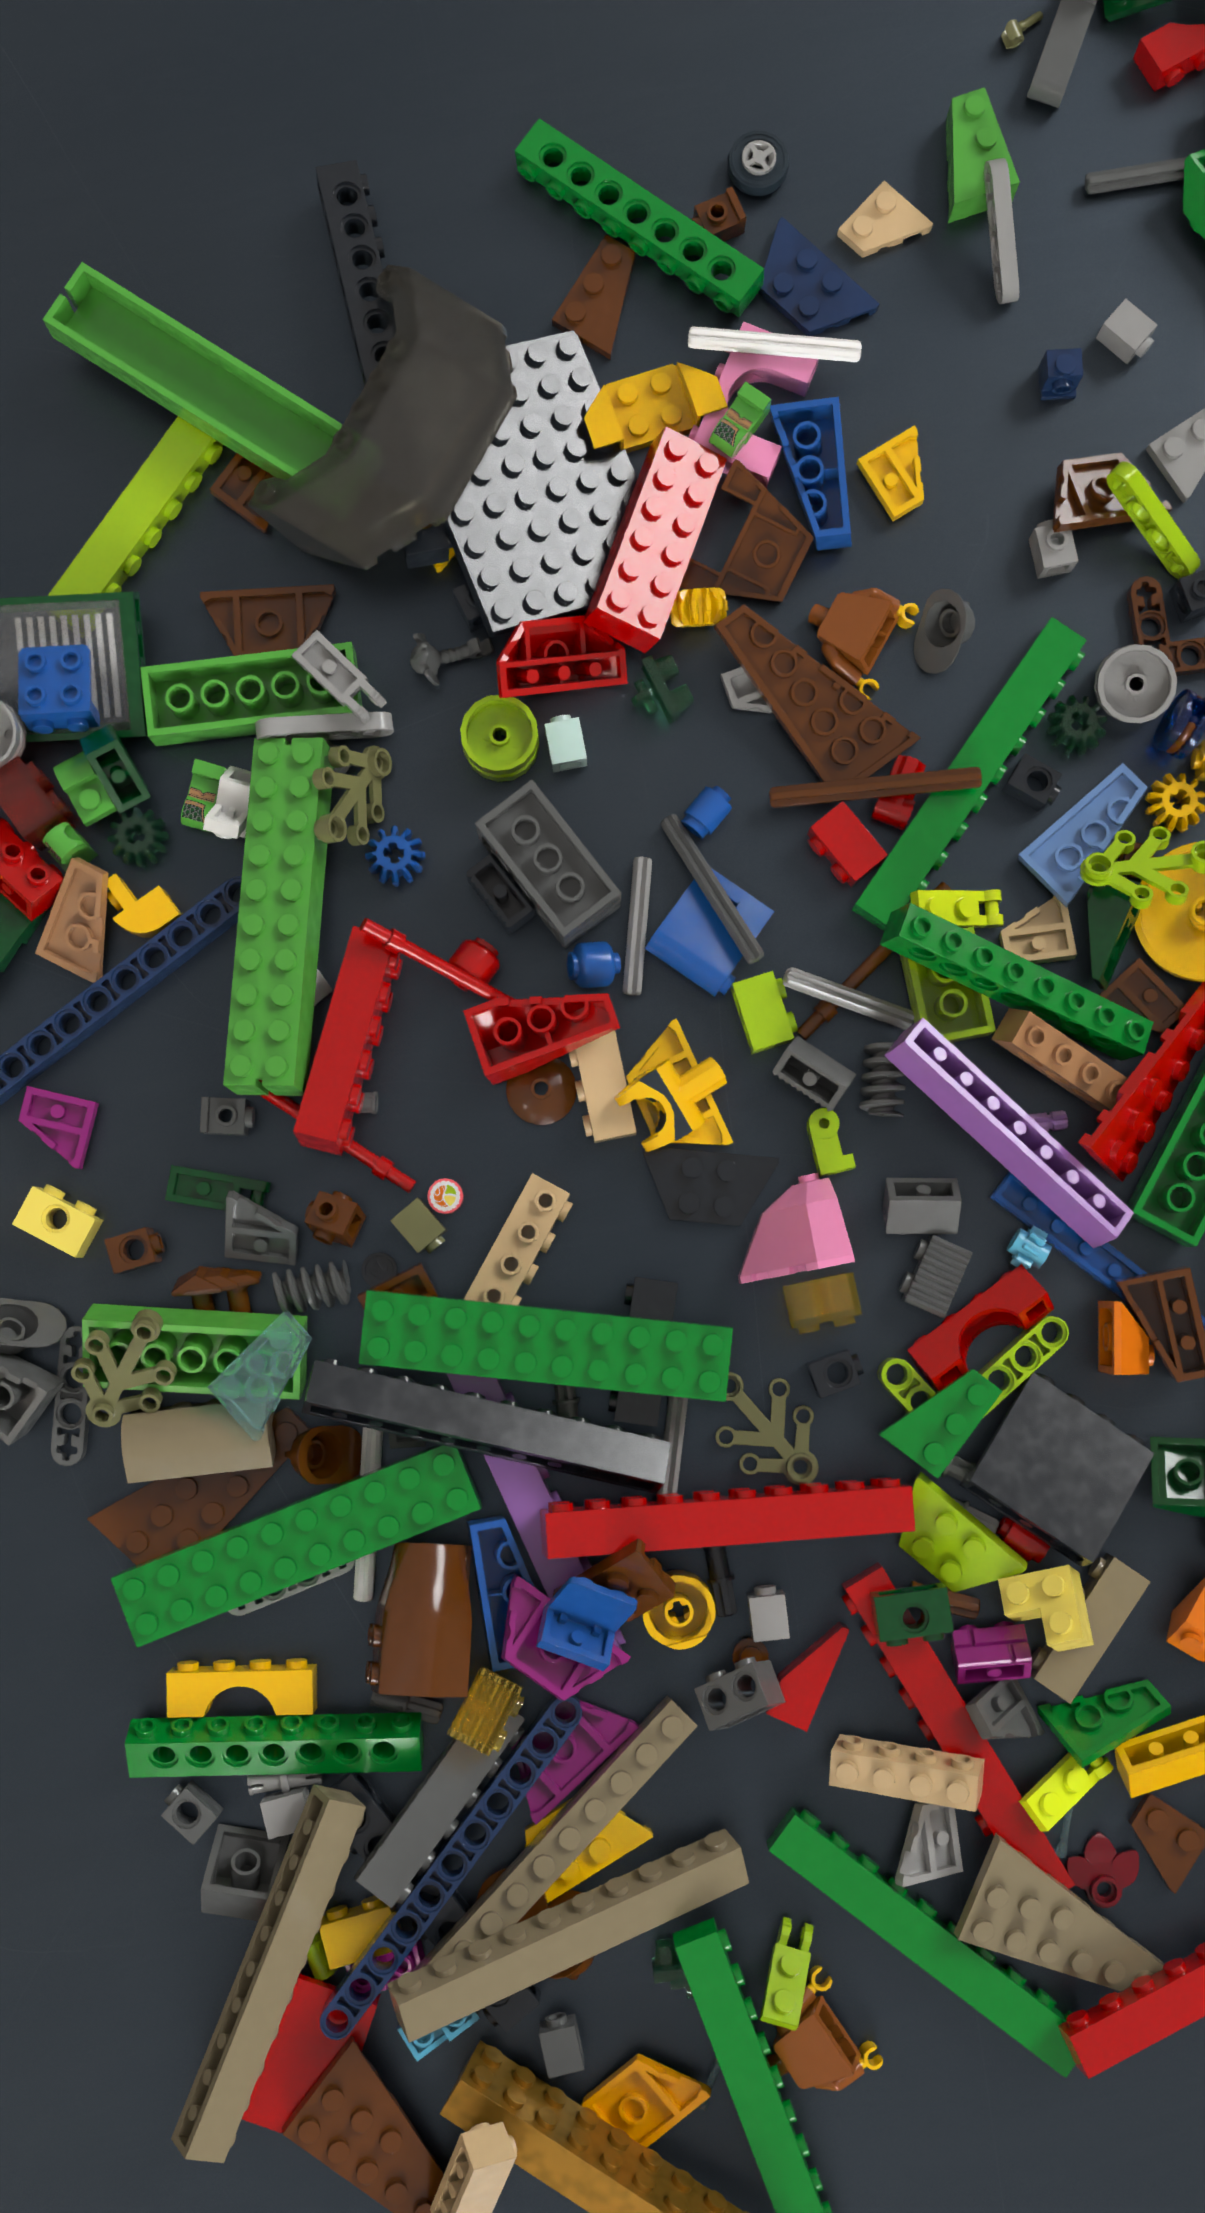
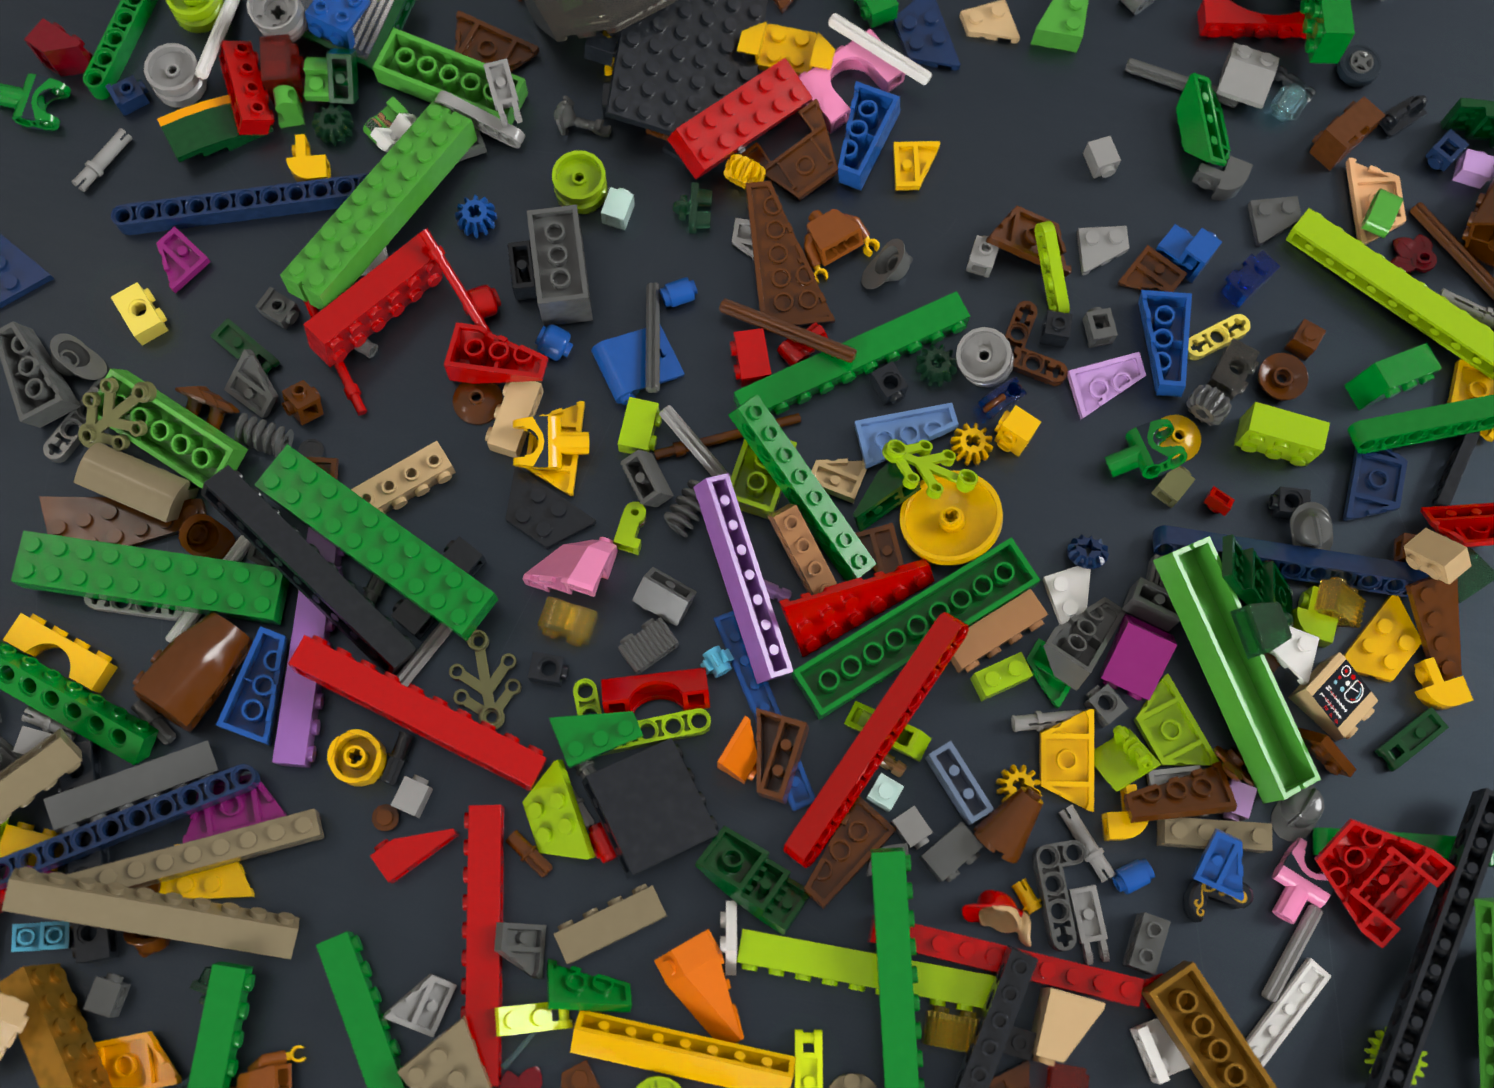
camera: 25 degrees right, 10 degrees down
(77, 922) = (265, 149): medium nougat wing -> none
(119, 1252) = (165, 348): reddish brown brick -> none
(259, 1374) = (191, 458): clear light blue wing -> none
(374, 766) = (496, 159): olive plant -> none
(420, 1227) = (350, 436): olive brick -> none
(445, 1196) = (379, 429): tile -> none
(485, 1711) = (194, 746): clear yellow brick -> none
(549, 1670) = (263, 728): magenta wing -> none
(558, 657) = (639, 152): red wedge -> none
(583, 1621) = (288, 719): blue bracket -> none
(634, 1575) = (325, 712): reddish brown wing -> none
(637, 926) = (595, 336): light grey axle -> none
(740, 420) = (832, 79): bright green leg -> none
(740, 1698) = (360, 833): dark grey brick -> none
(787, 1978) = (275, 1035): lime hinge -> none
(891, 1604) = (486, 830): dark green brick -> none
(907, 1772) = (434, 944): tan brick -> none
(962, 906) = (800, 431): neon yellow plate -> none
(990, 1653) = (536, 903): magenta brick -> none
(1001, 230) = (1055, 58): light grey beam -> none
(1057, 1598) = (594, 889): light yellow brick -> none
(1060, 373) = (1046, 159): dark blue brick -> none

